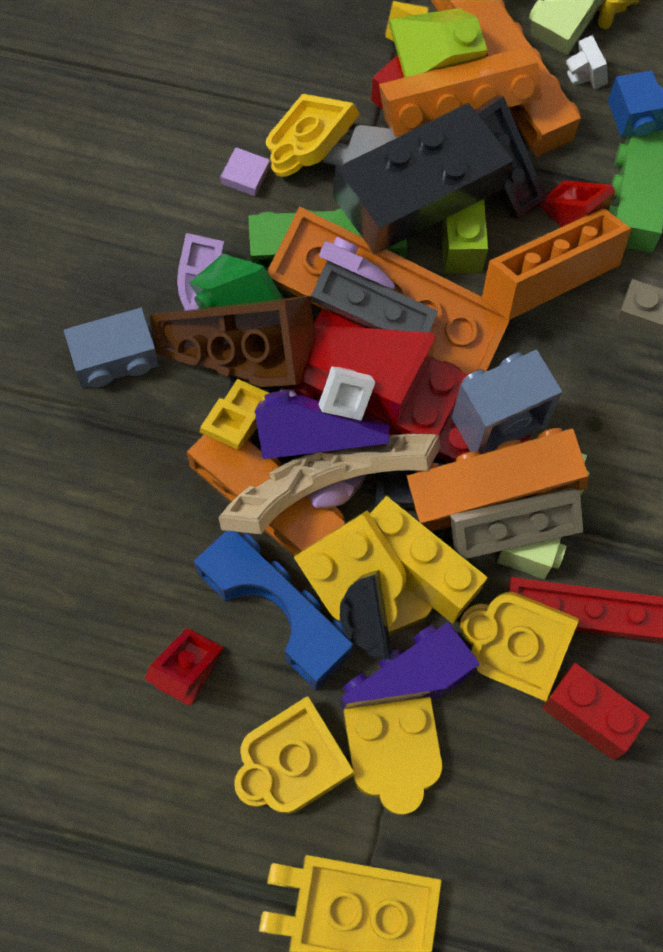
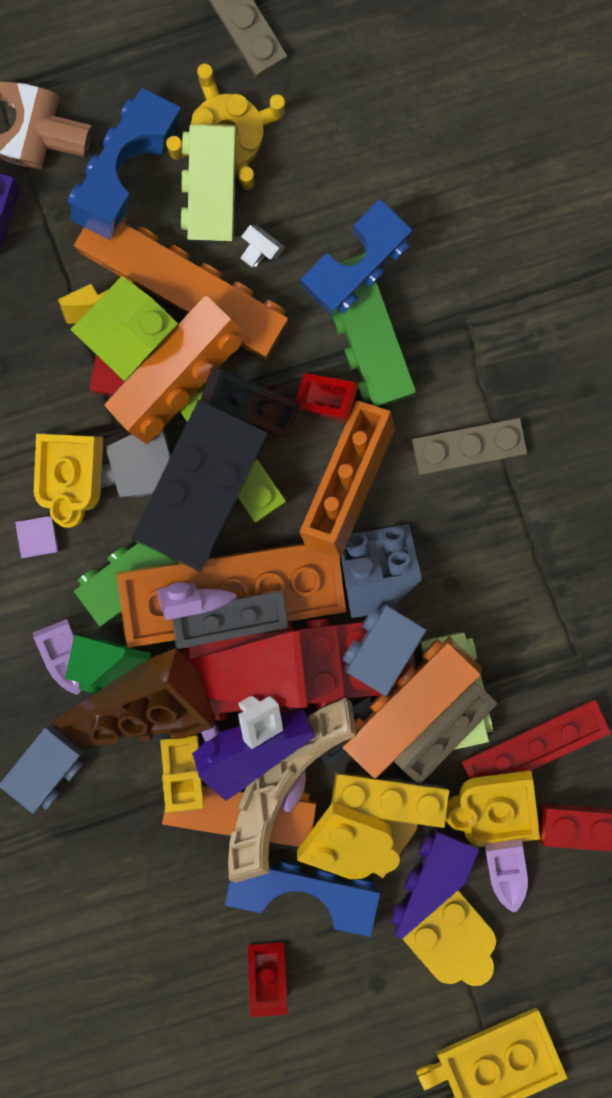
camera: 25 degrees left, 20 degrees up
(290, 761) = (386, 995): yellow plate -> none
(365, 615) = (377, 871): black tile -> none
(492, 716) = (508, 872): none -> lavender plate
(560, 353) = (379, 568): none -> sand blue slope

